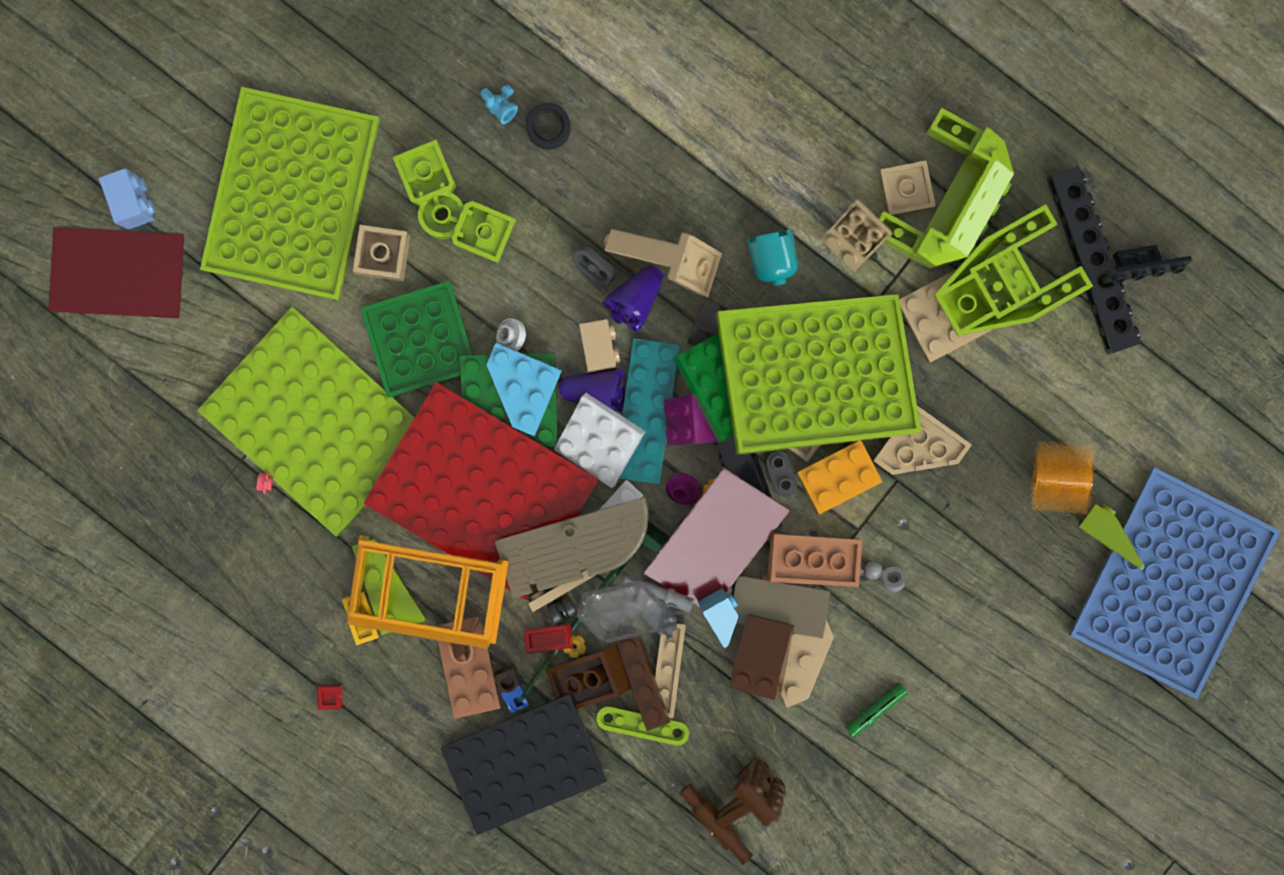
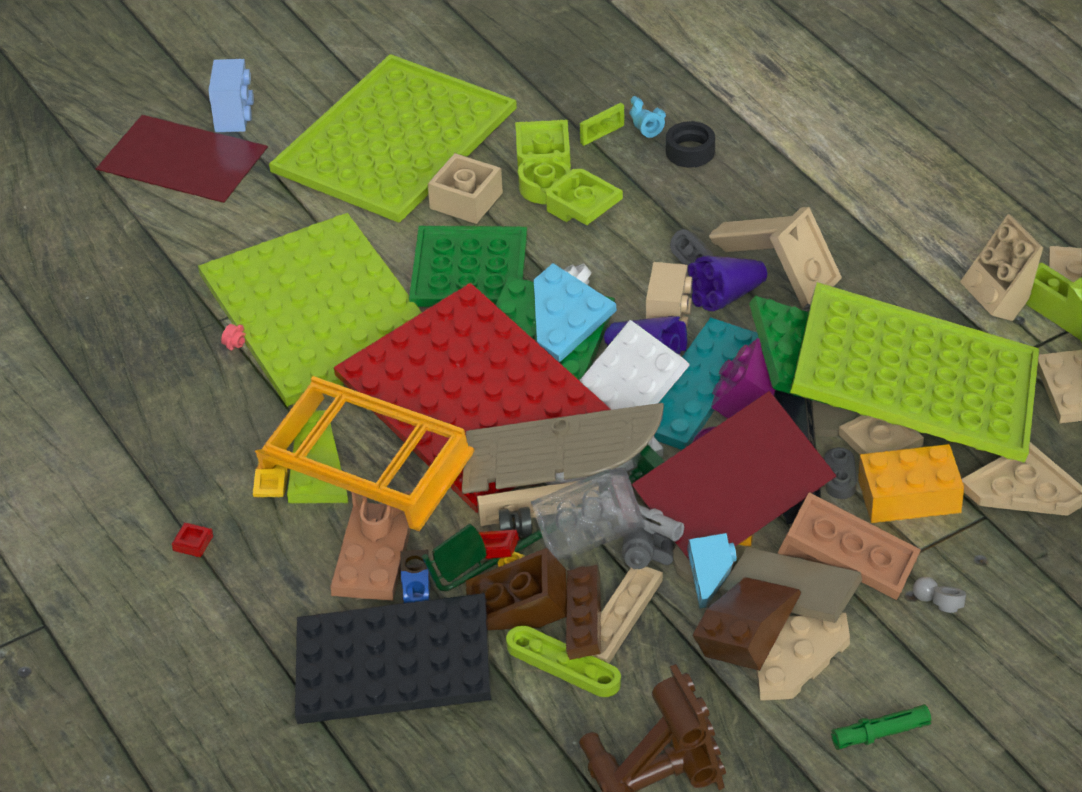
camera: 30 degrees right, 45 degrees down
(459, 120) = (602, 124): none -> lime slope
(773, 256) = (900, 274): teal cylinder -> none

